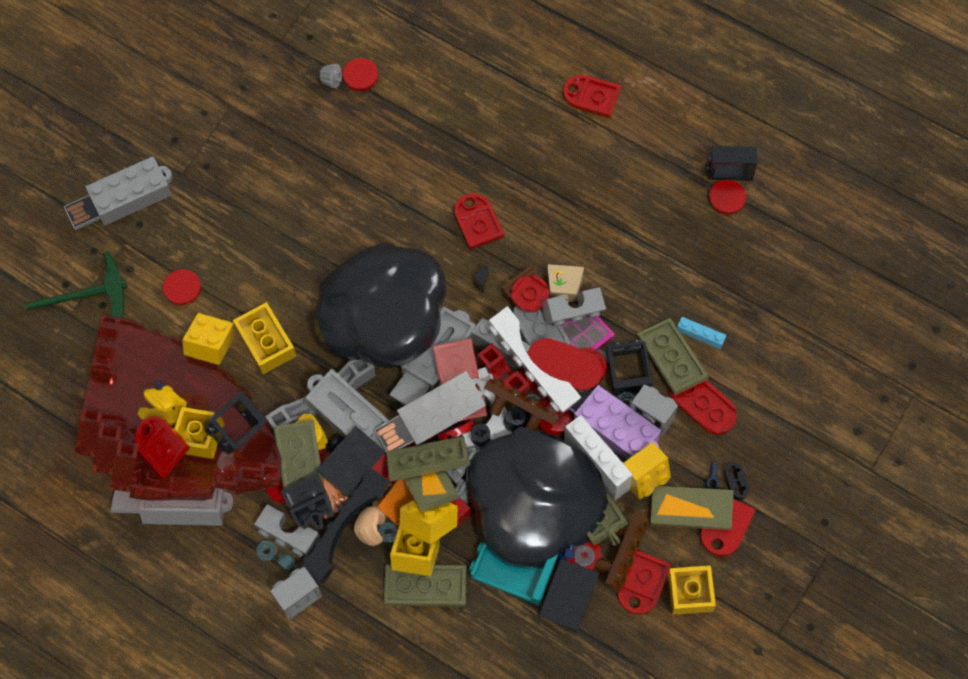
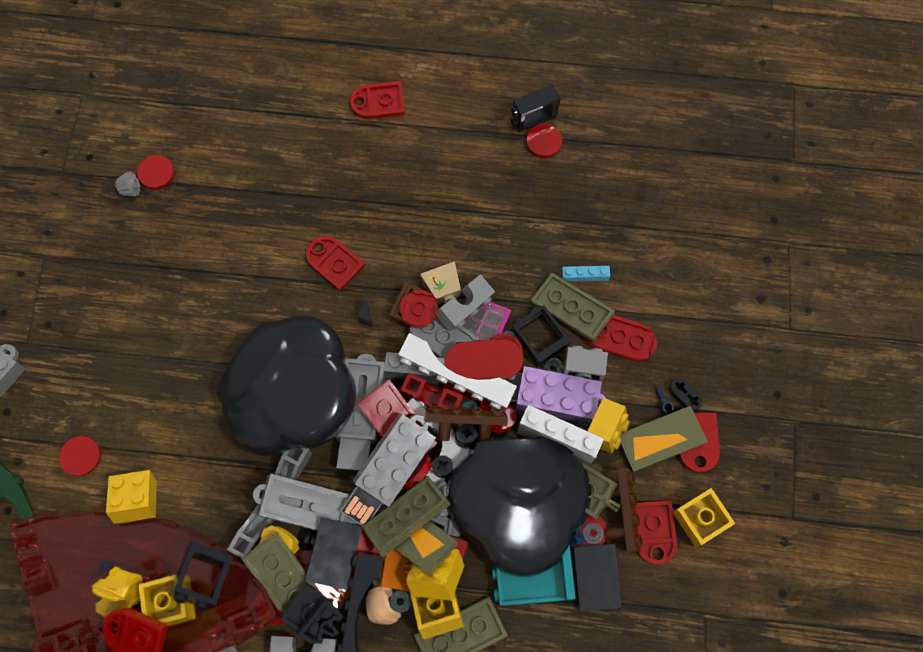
camera: 30 degrees left, 5 degrees up
(264, 338) = (187, 469): yellow brick -> none

